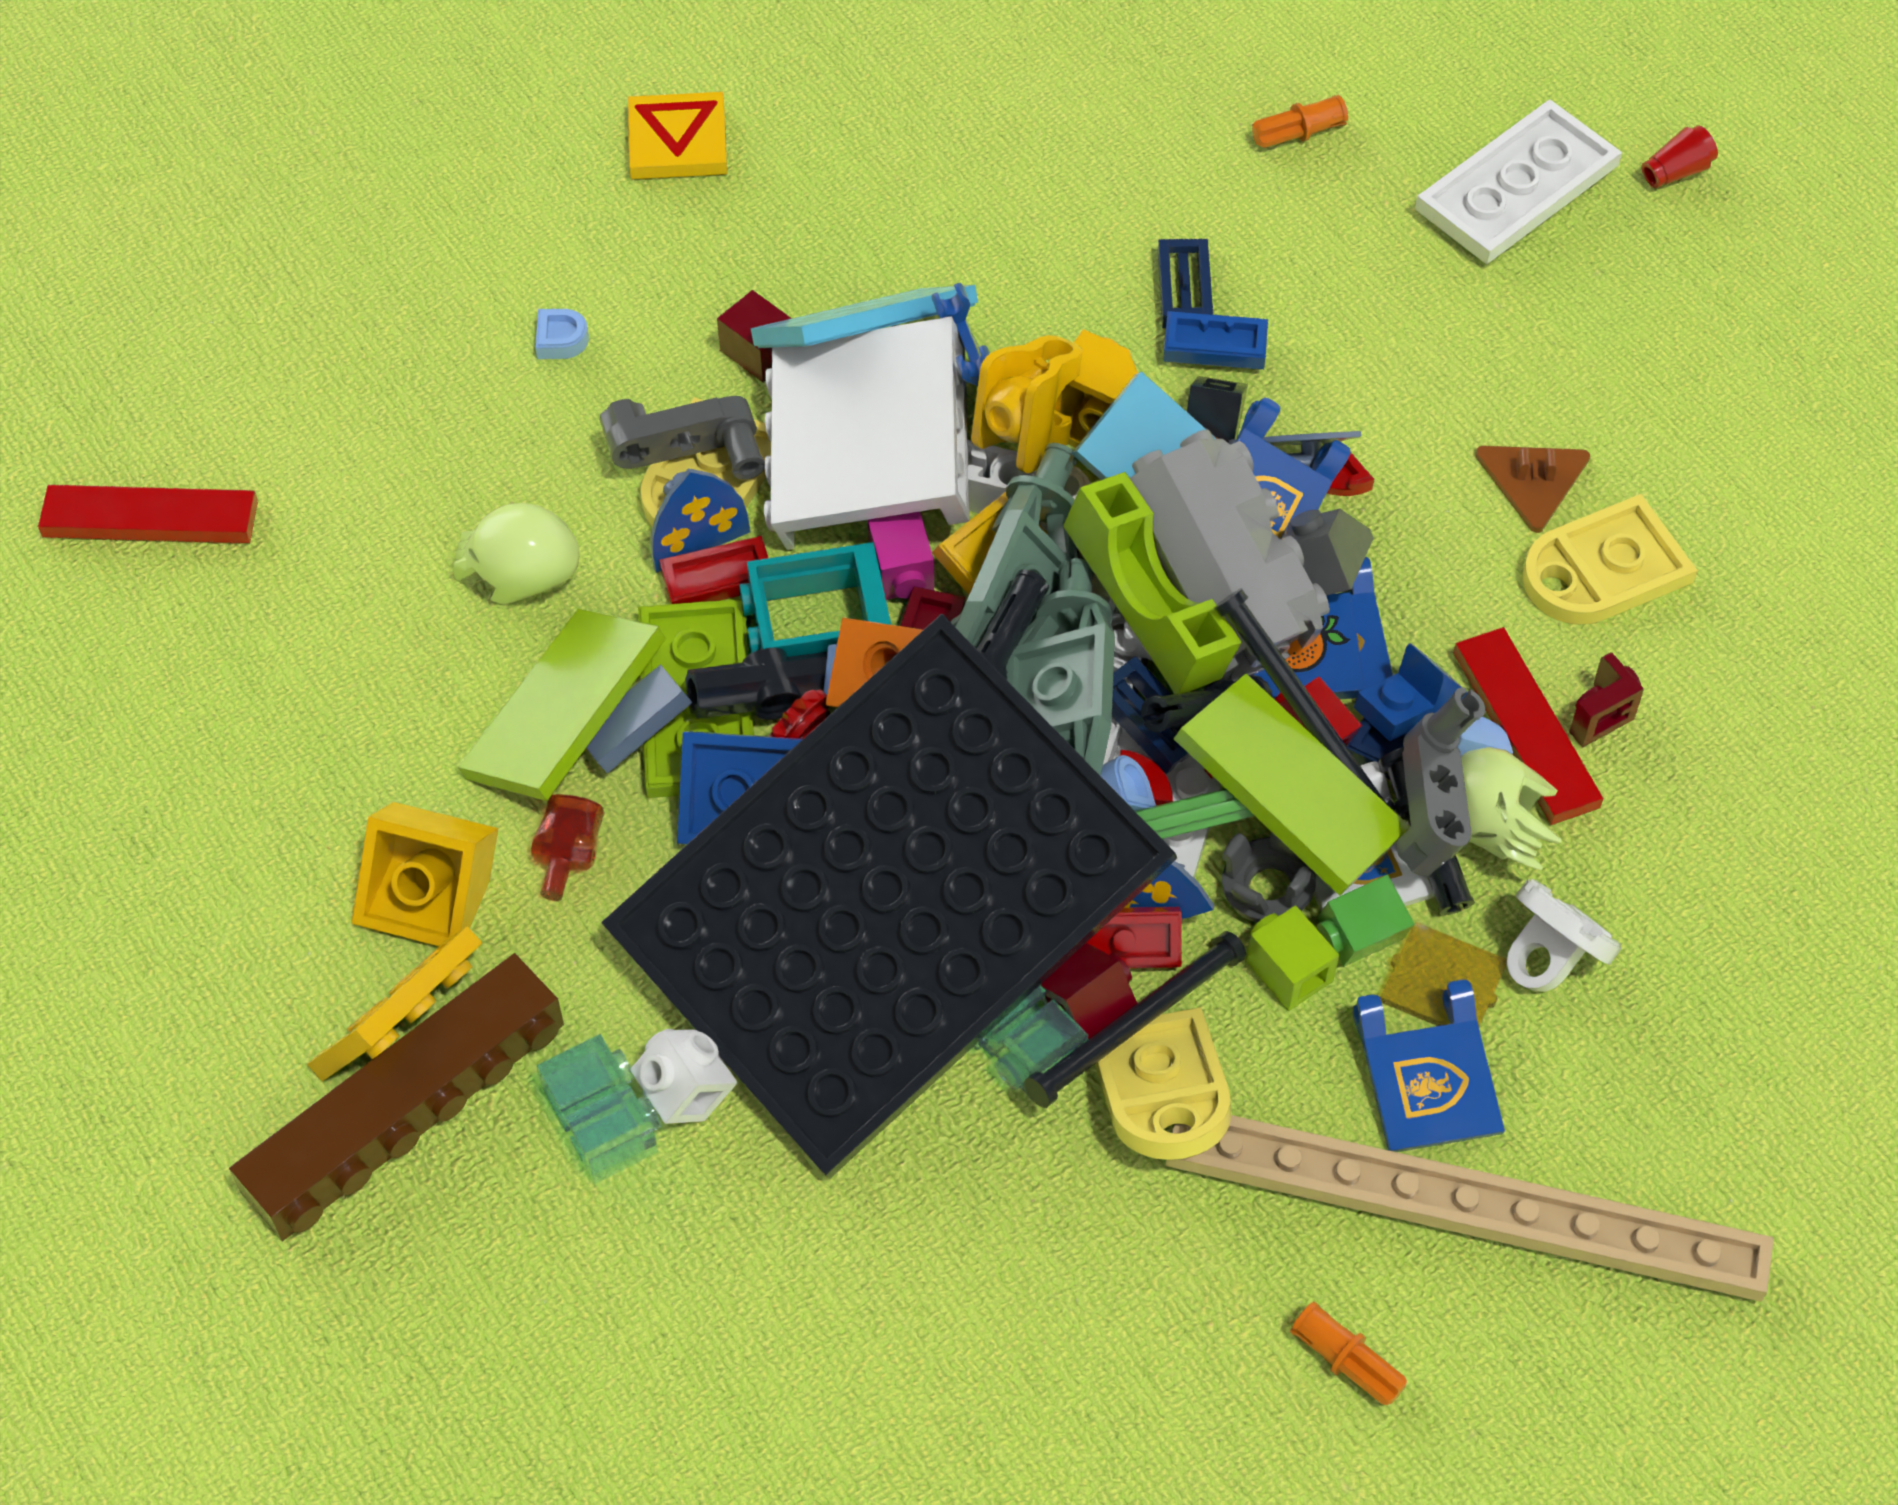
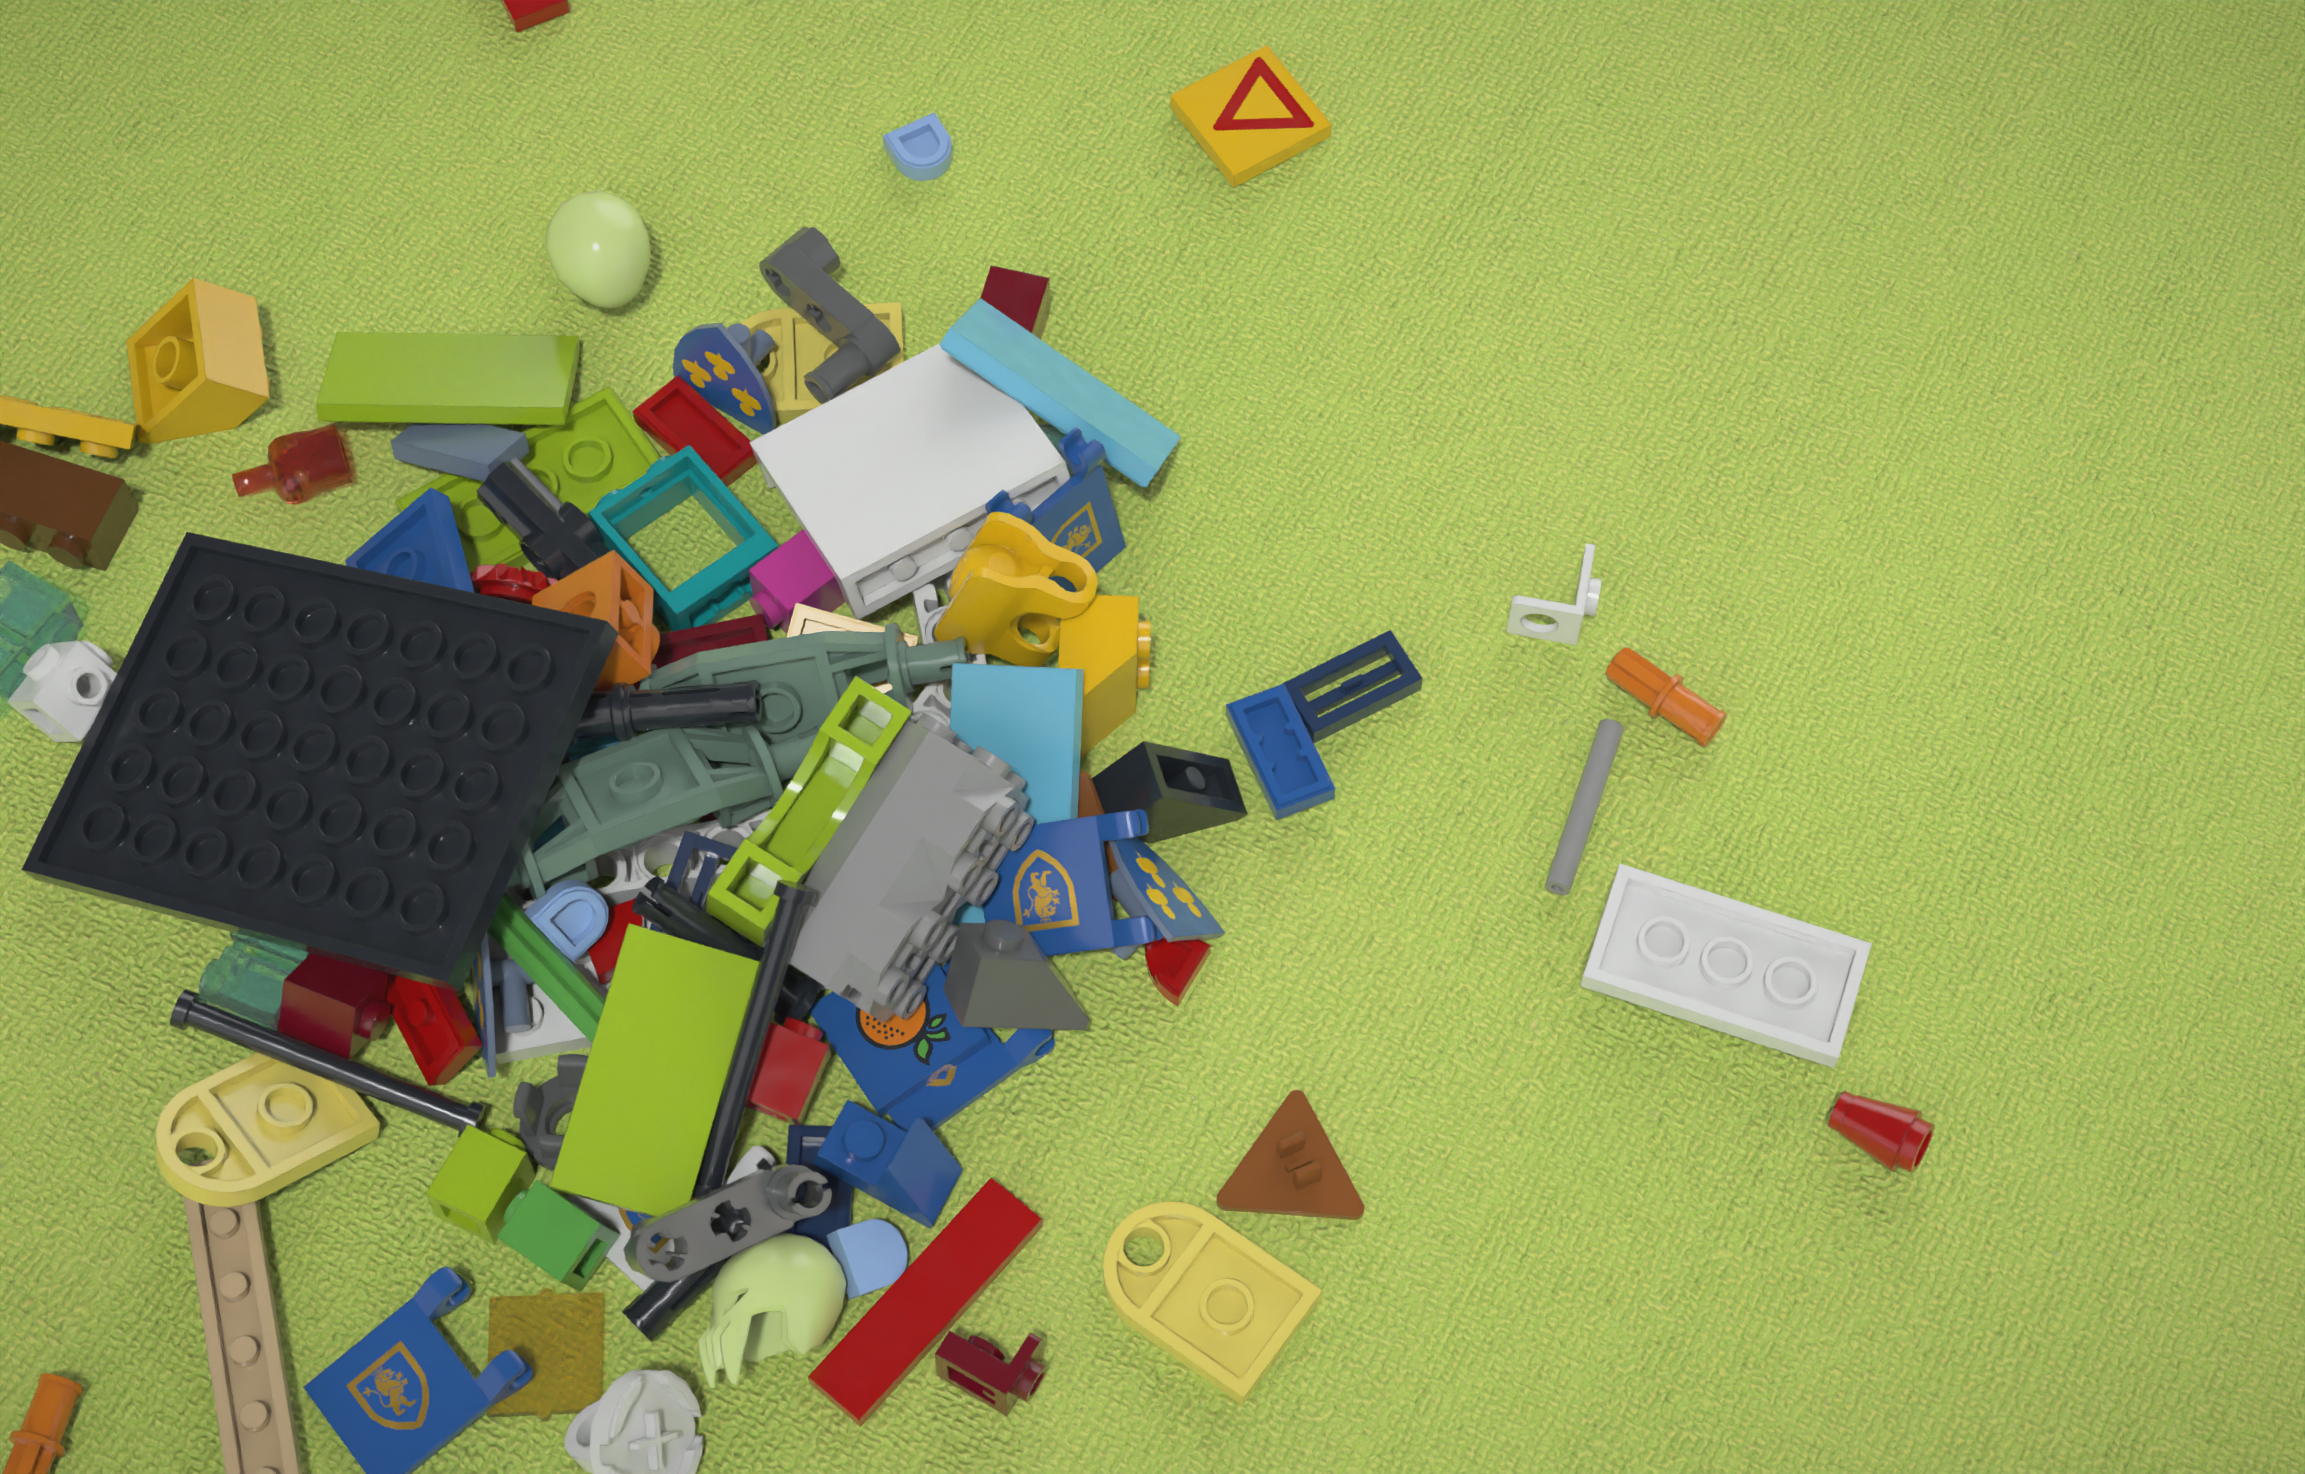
camera: 60 degrees right, 5 degrees up
(1201, 129) = (1567, 616): none -> white bracket
(1354, 203) = (1584, 807): none -> light grey piece

